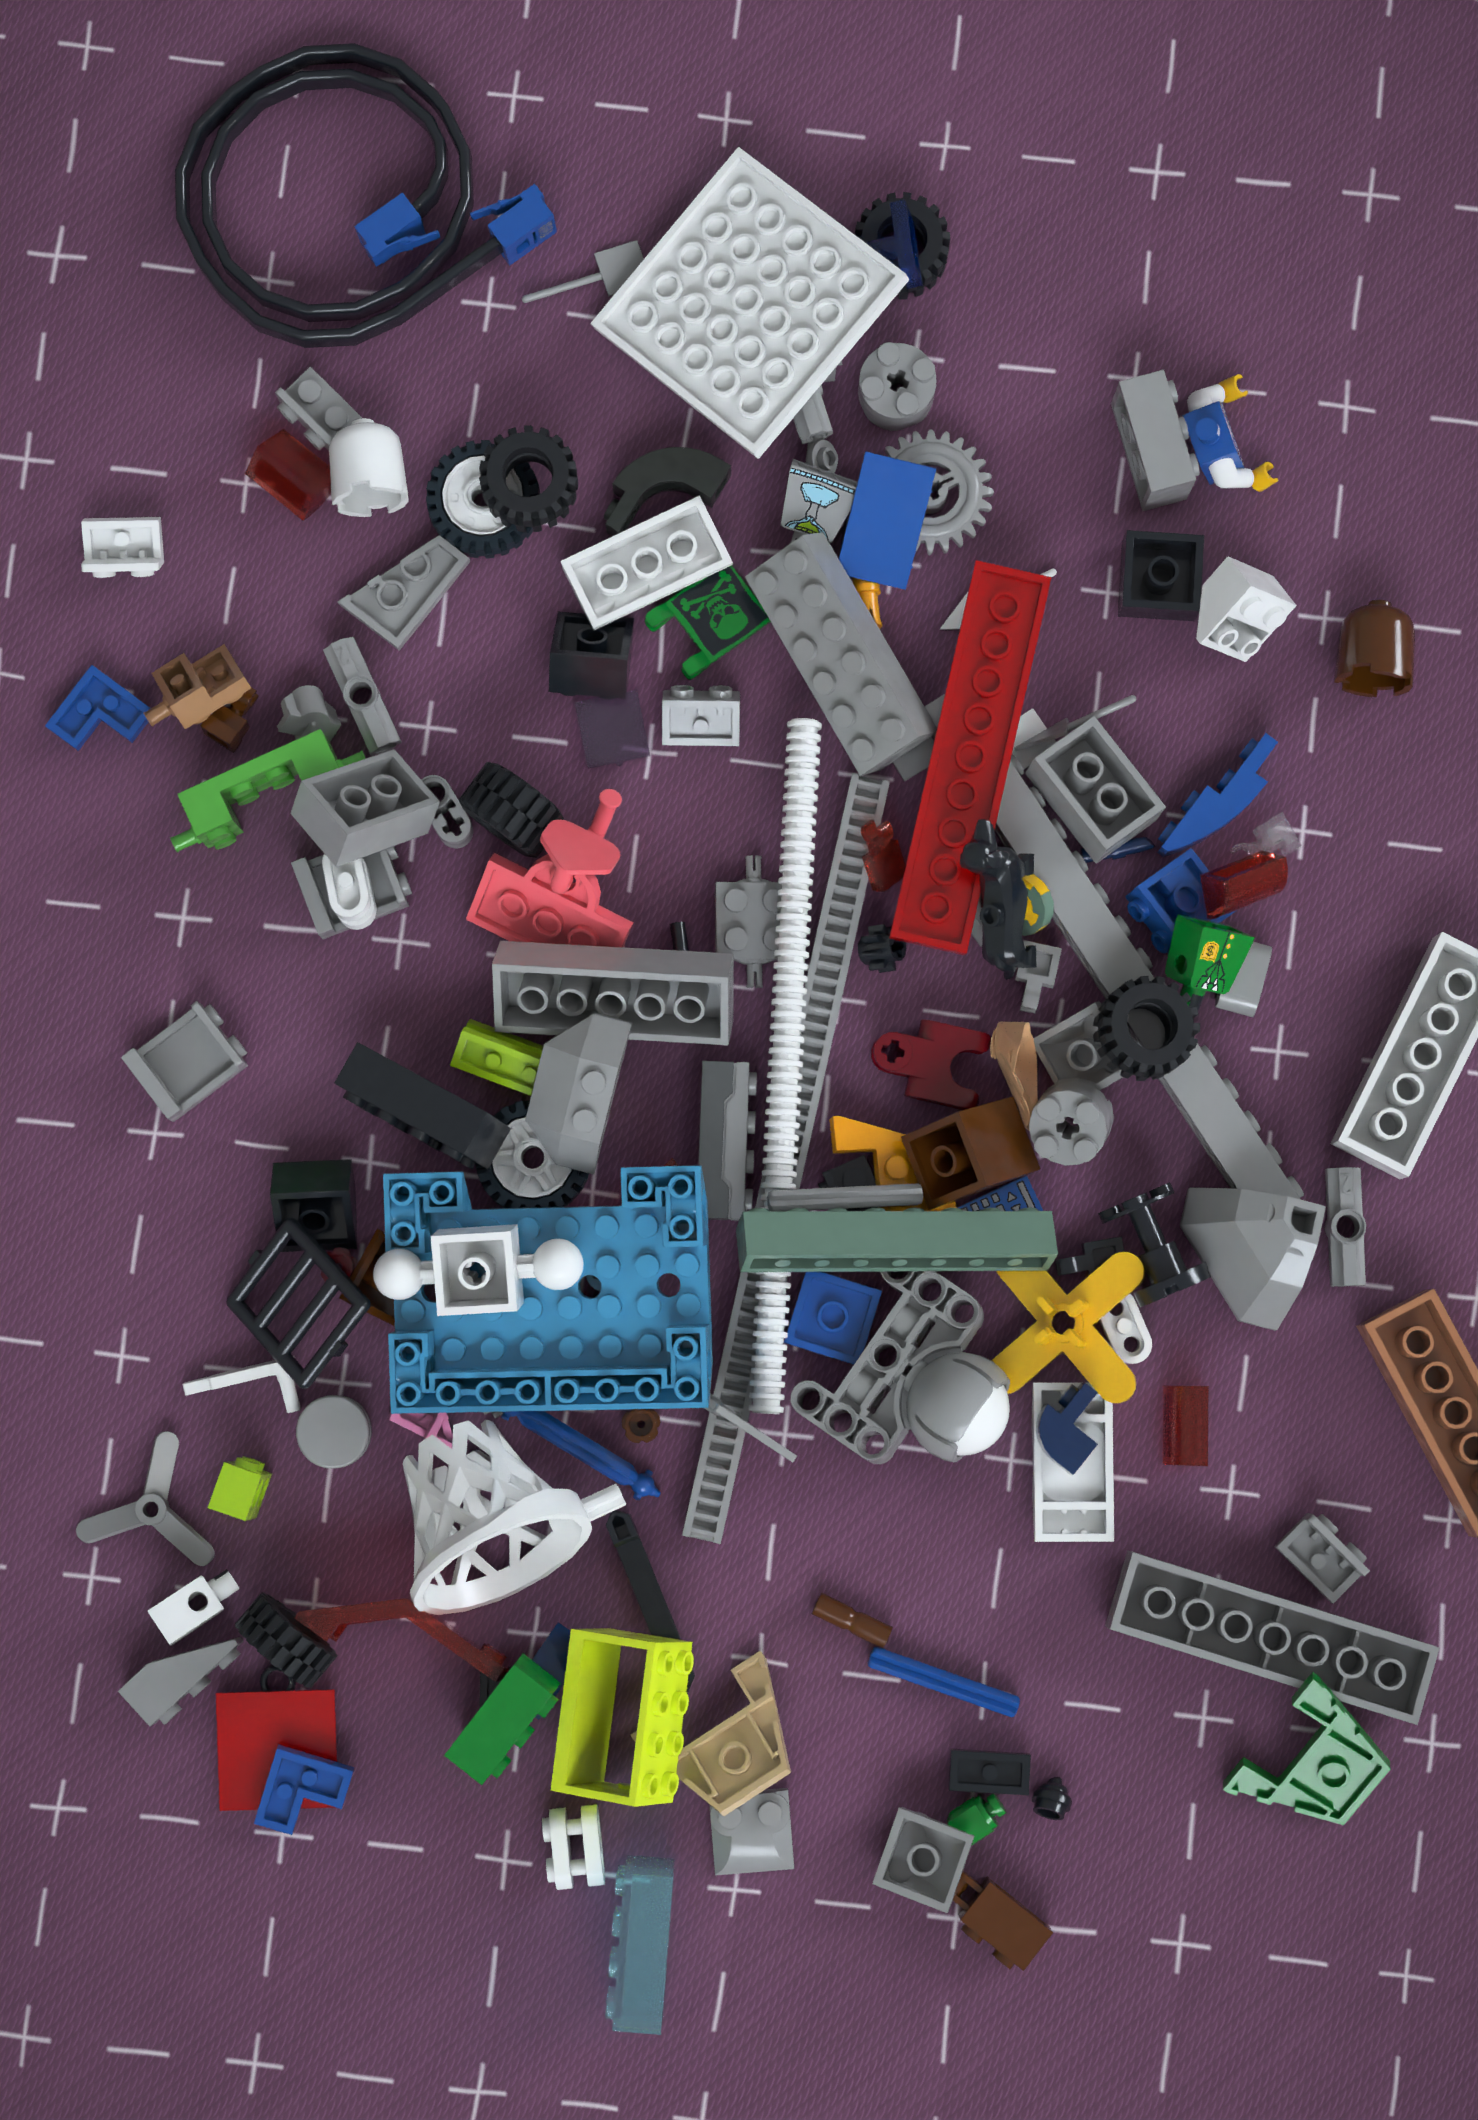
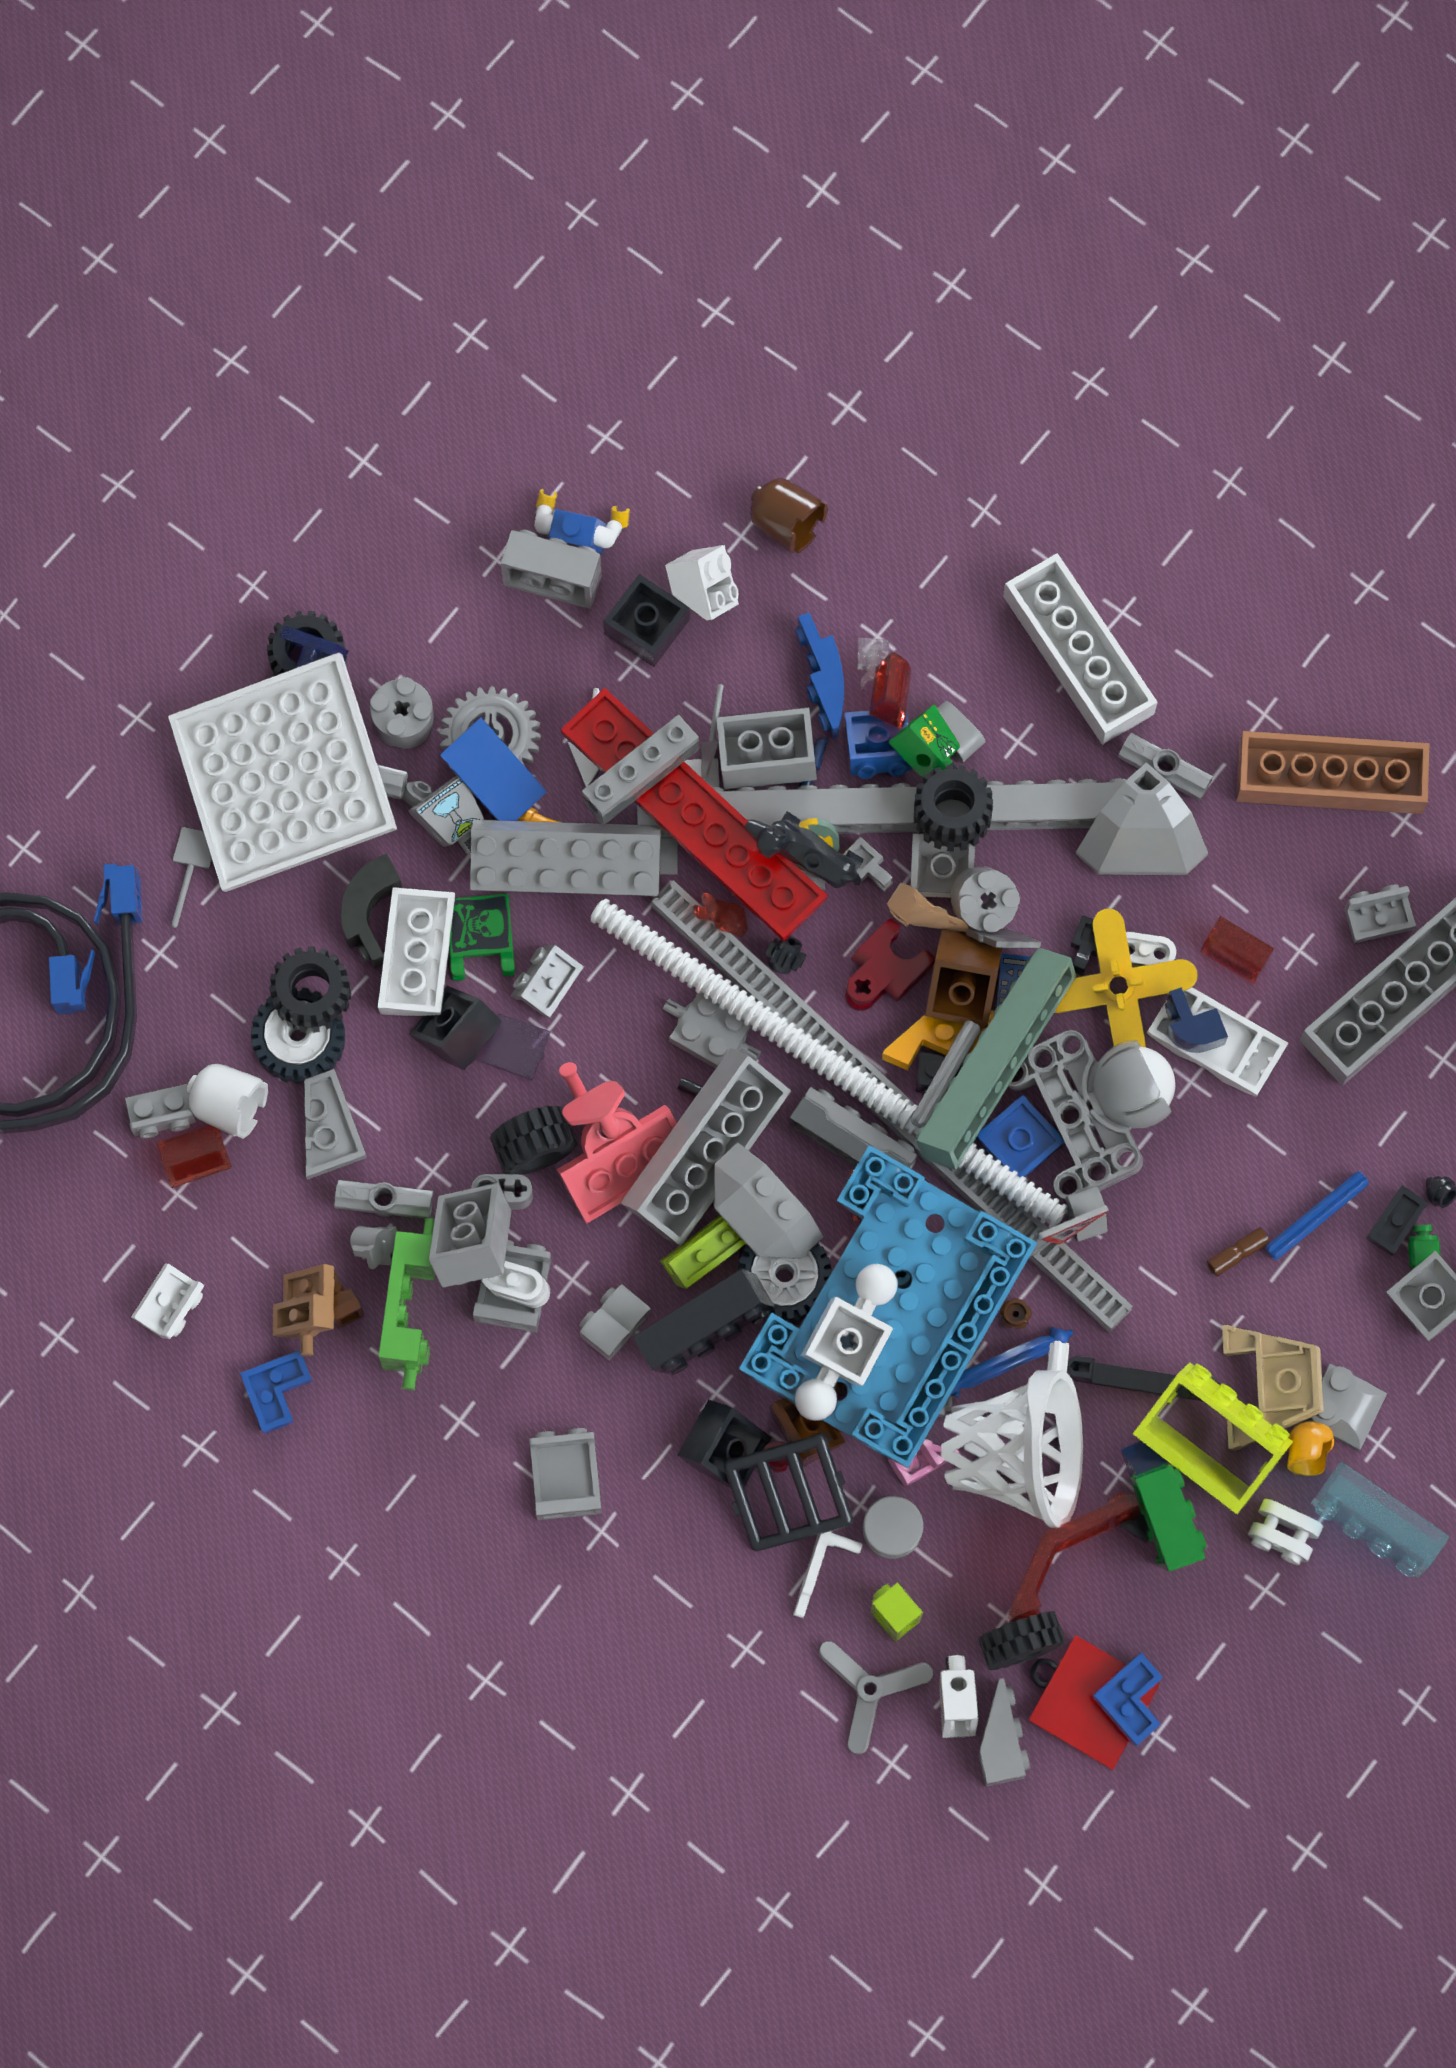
camera: 60 degrees left, 10 degrees down
(377, 1011) = (614, 1321): none -> light grey brick
(681, 1822) = (1309, 1448): none -> light orange hair
(793, 1432) = (1084, 1202): none -> light grey beam
(978, 671) = (640, 770): none -> light grey piece
(1038, 1172) = (1004, 938): none -> flat silver piece
(1161, 1259) = (1116, 895): black piece -> none

